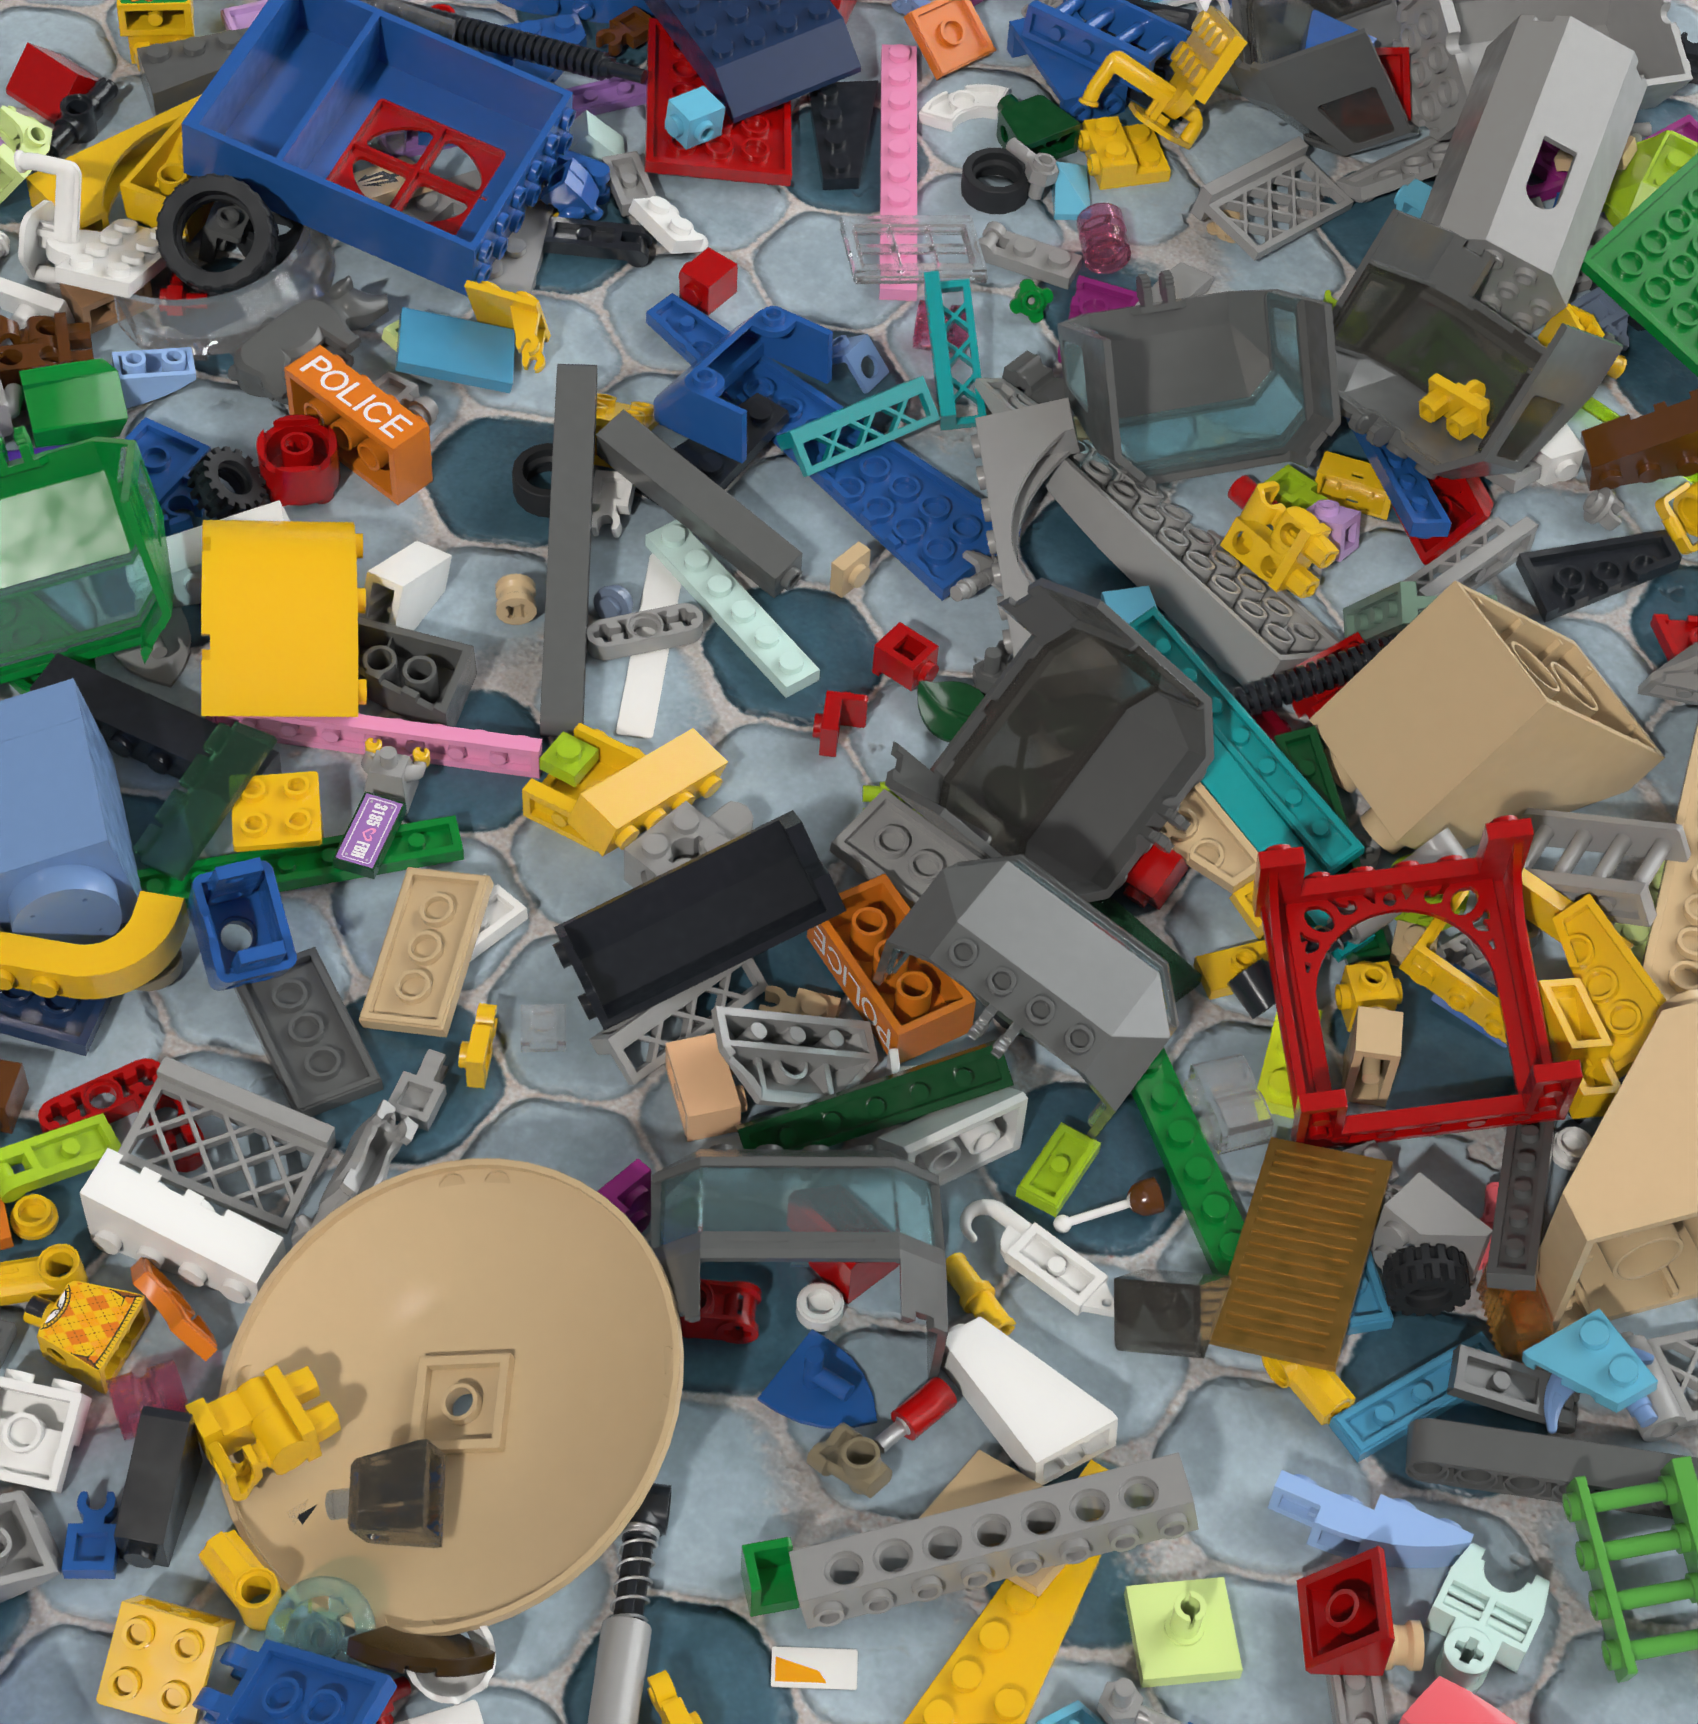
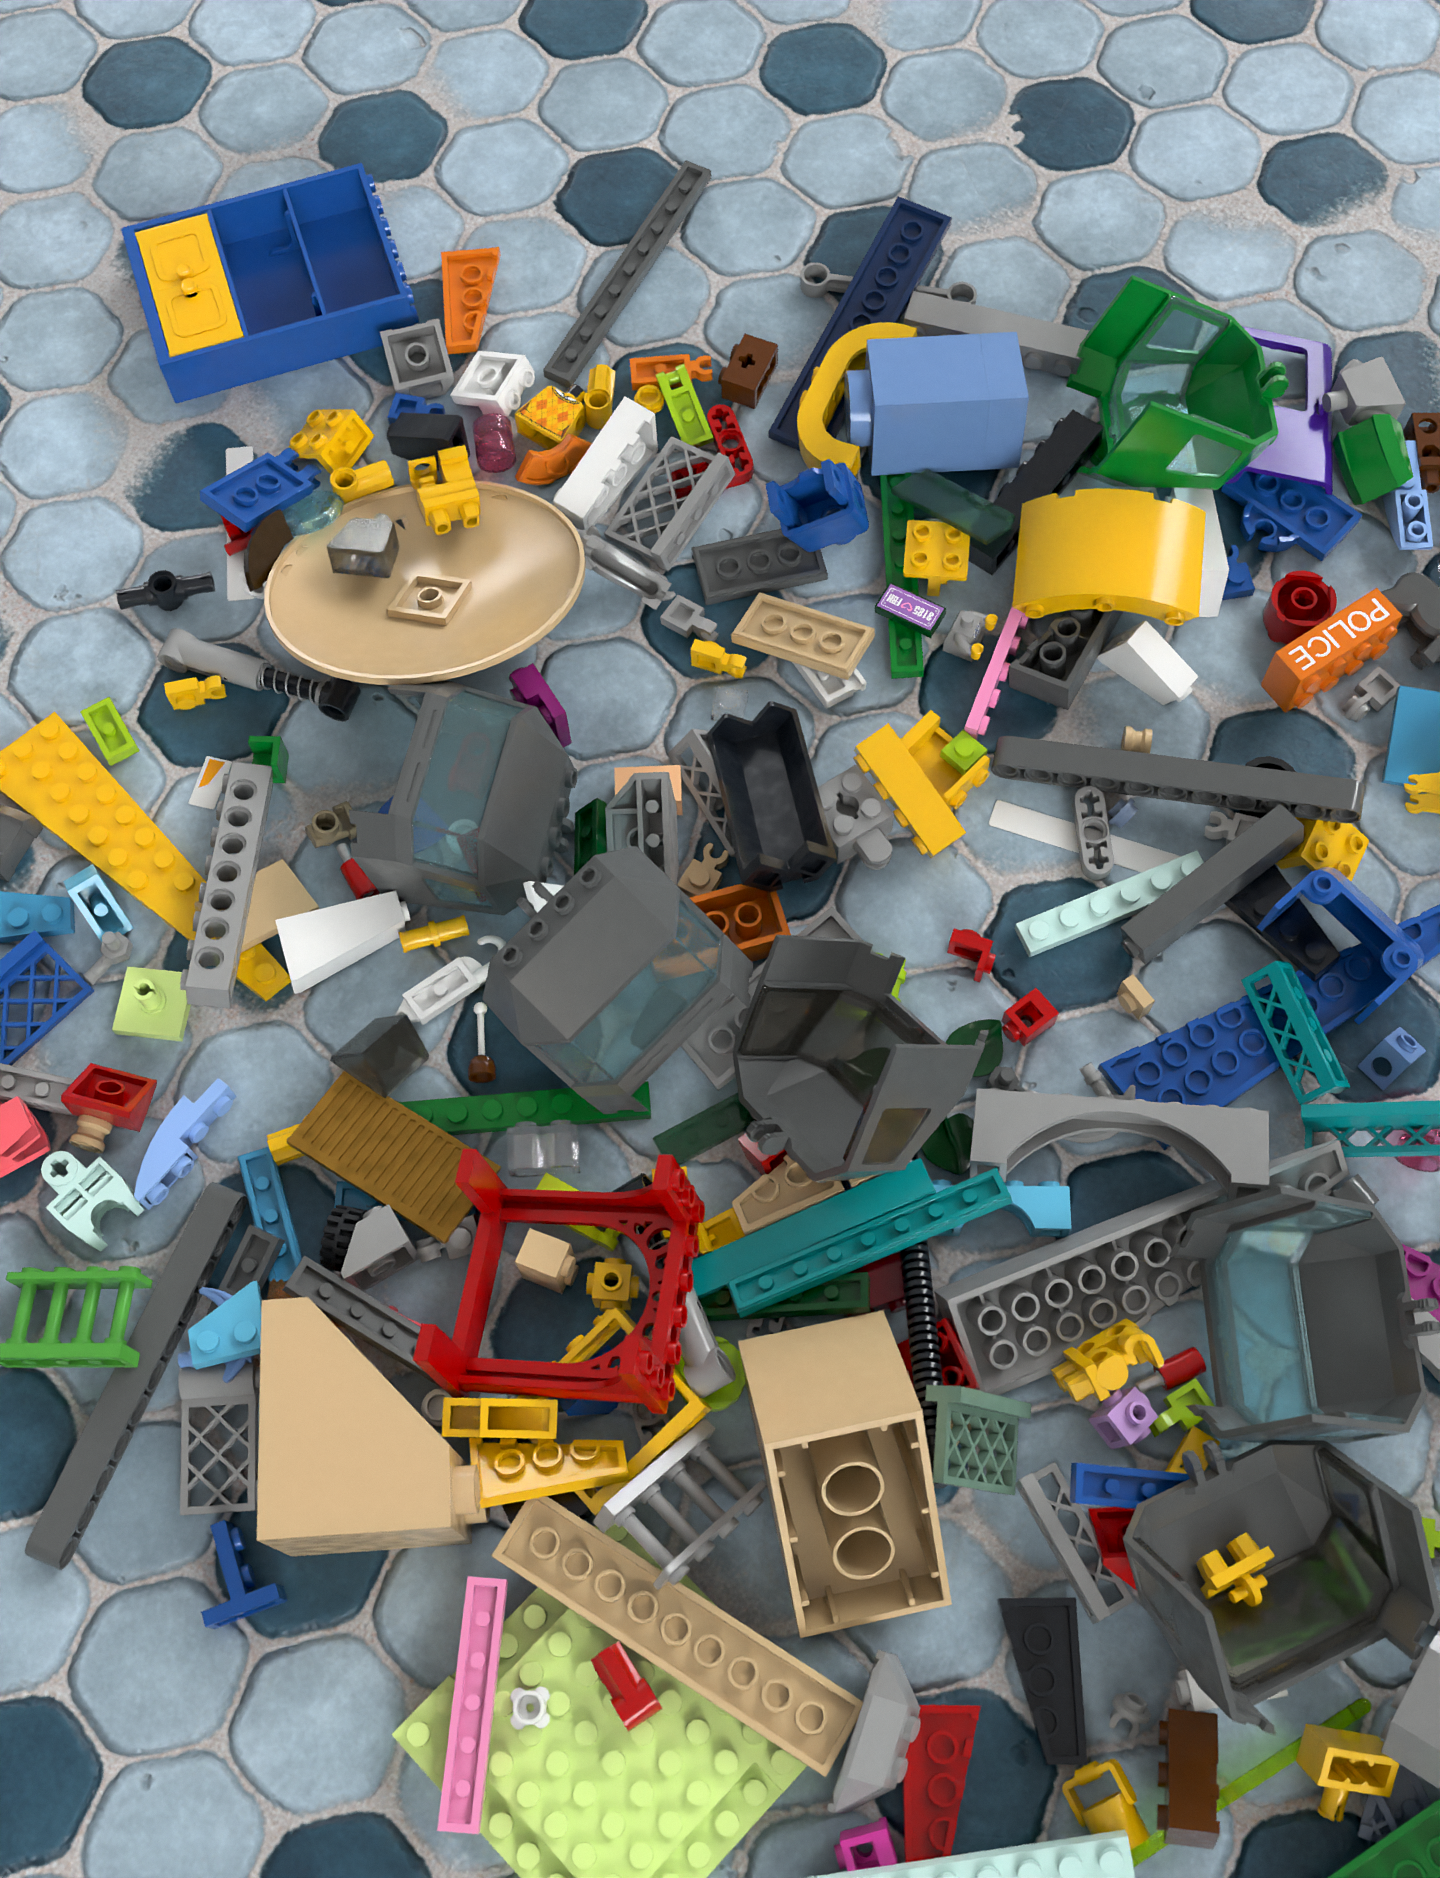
camera: 110 degrees right, 15 degrees up
(237, 472) = (1268, 537): black tyre -> none

